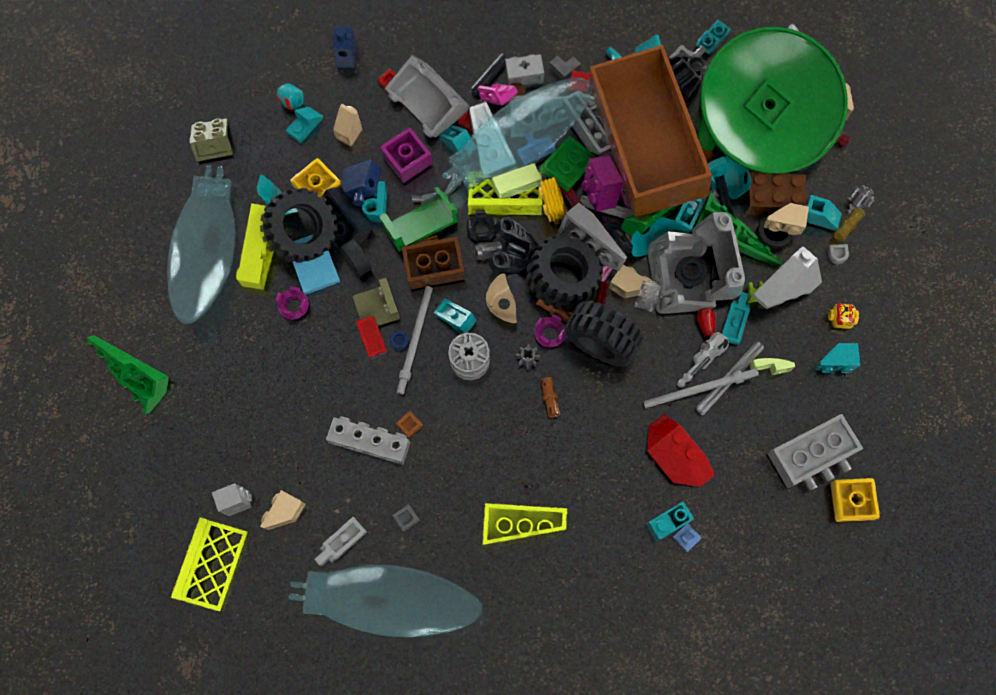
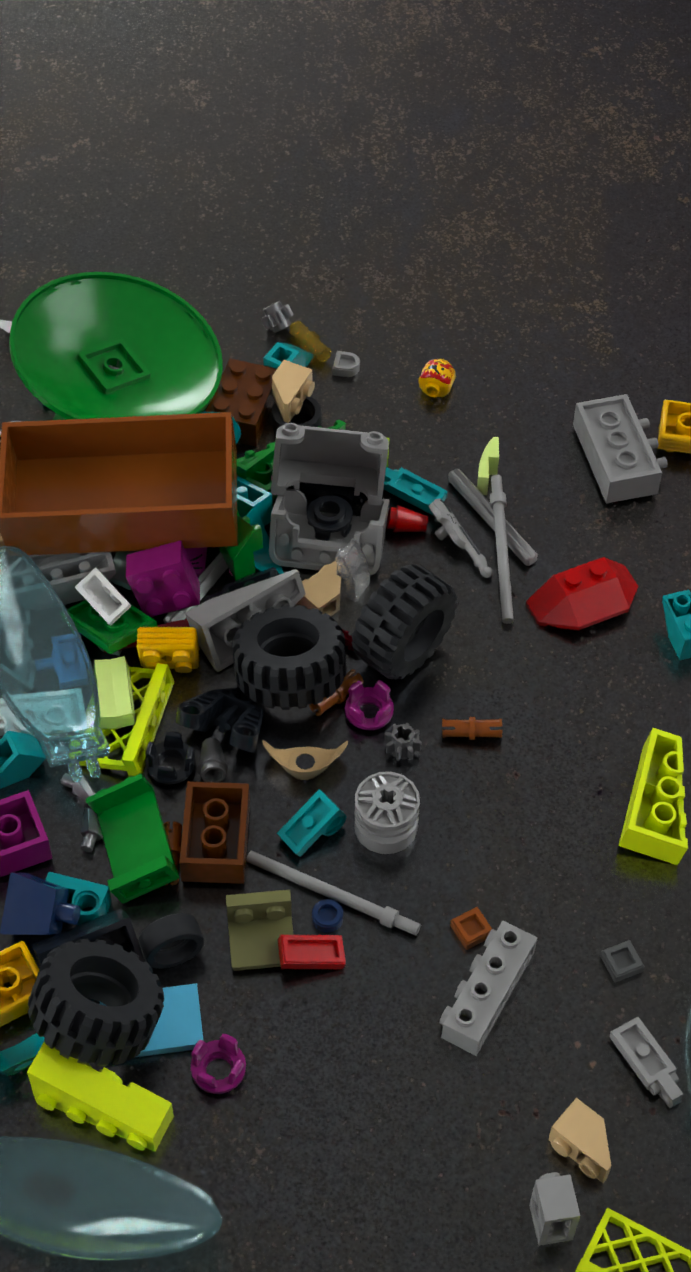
camera: 80 degrees left, 20 degrees down
(579, 154) = (103, 596): none -> white slope
(794, 278) = (371, 411): light grey wedge -> none
(842, 358) = (493, 395): teal slope -> none

